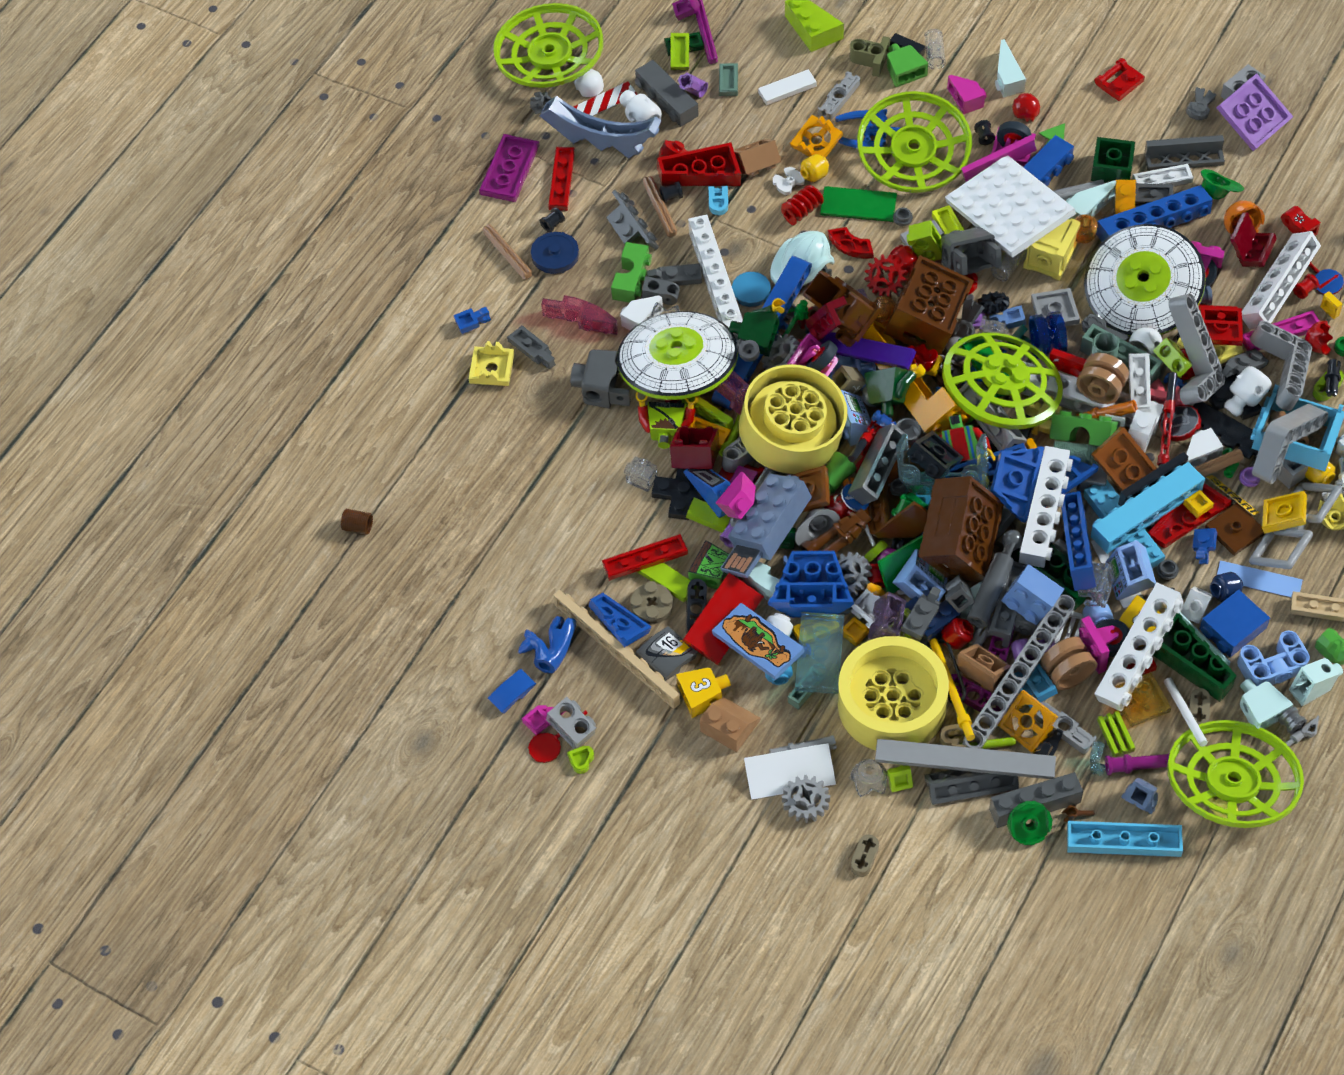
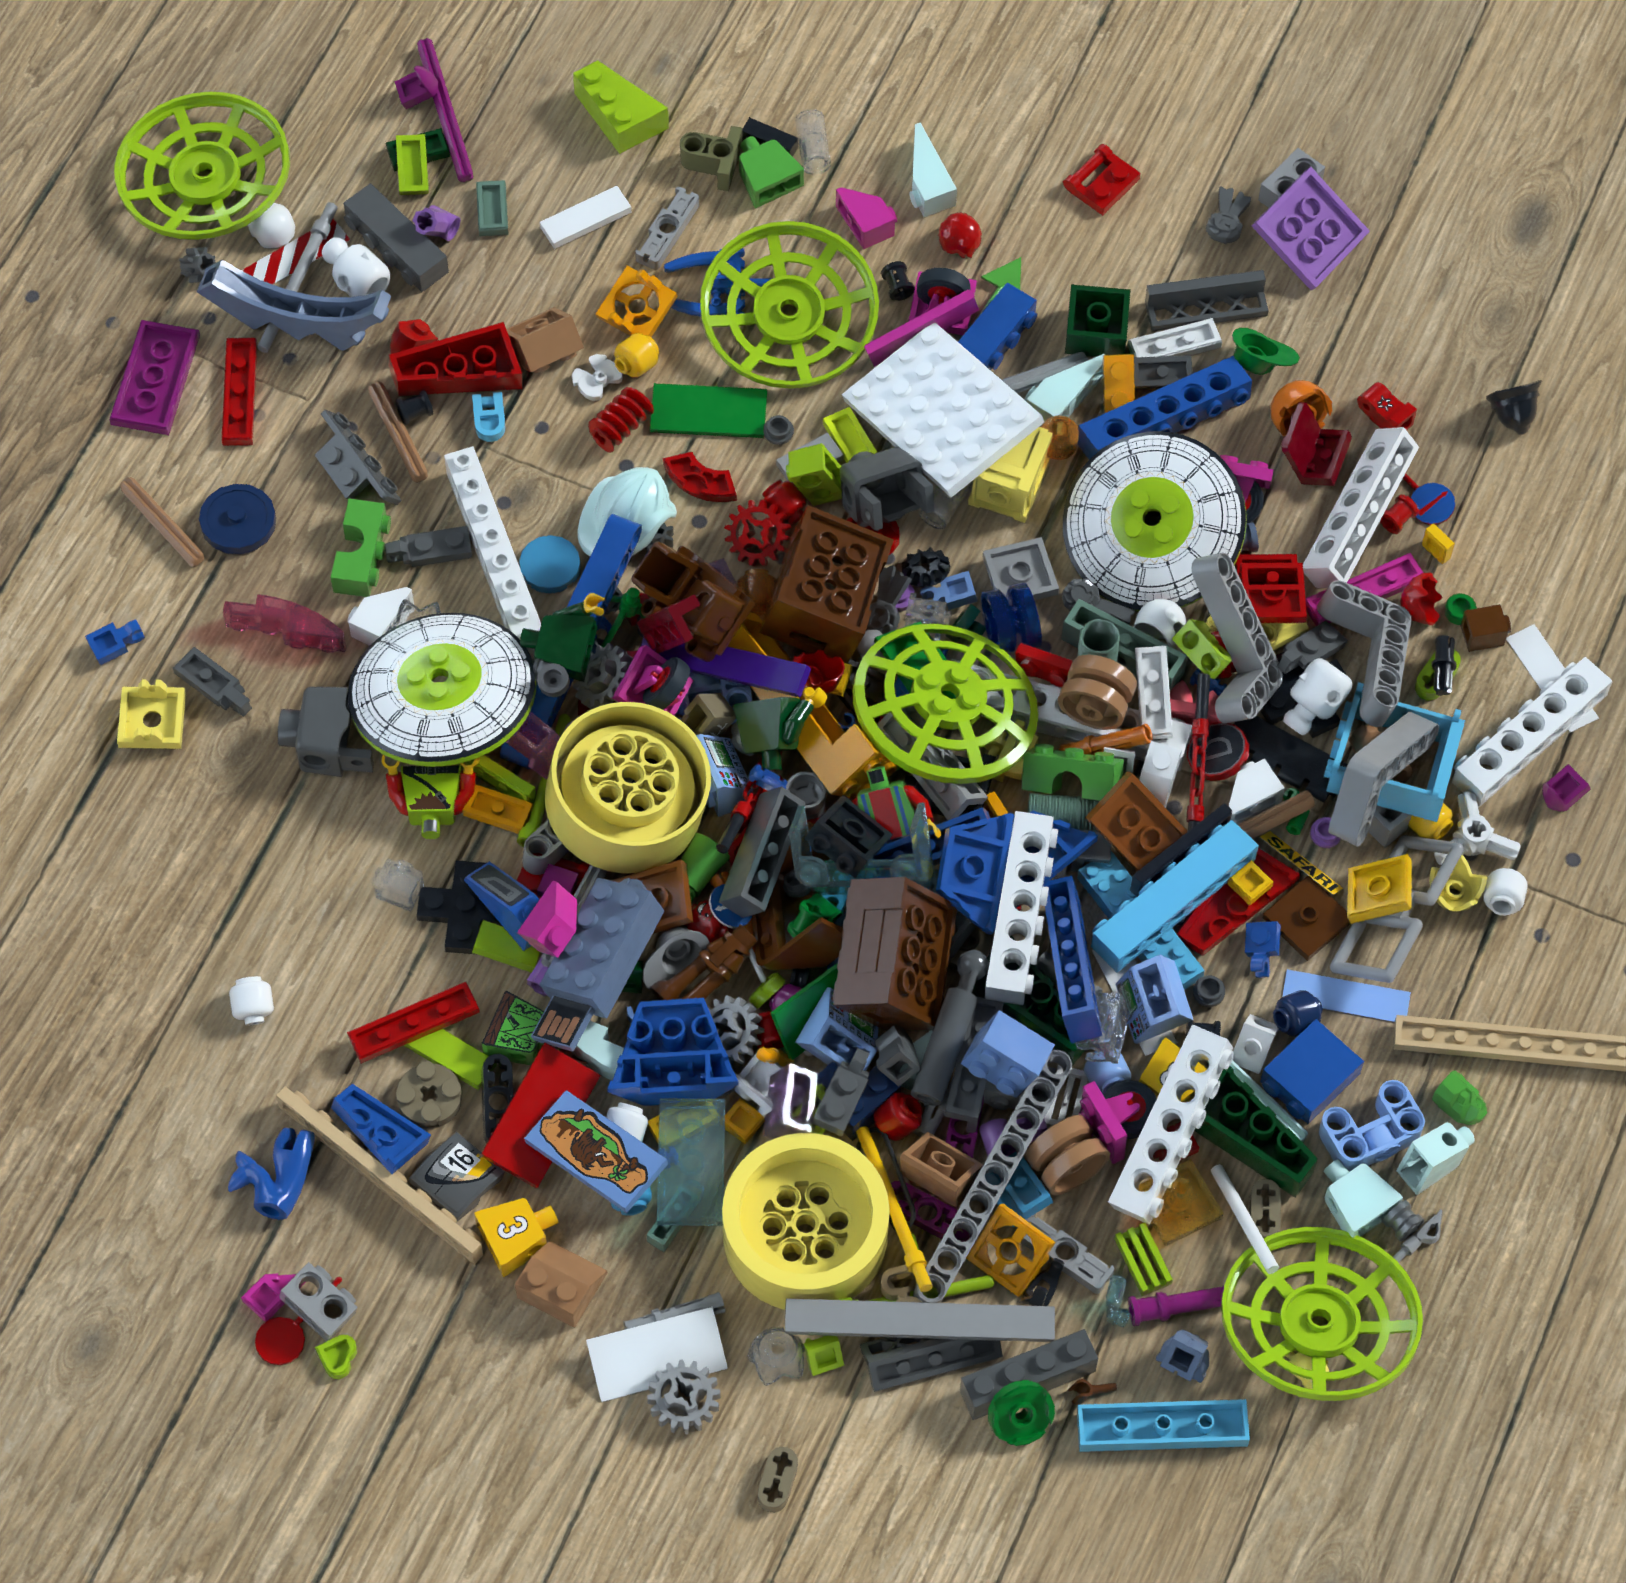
camera: 10 degrees left, 5 degrees up
(511, 690) = (222, 1254): blue slope -> none
(541, 537) = (251, 1000): none -> white head
(552, 219) = (229, 464): black bush -> none
(619, 87) = (319, 232): none -> light grey bar
(656, 287) = (414, 574): dark grey leg -> none
(694, 448) = (479, 839): dark red container -> none

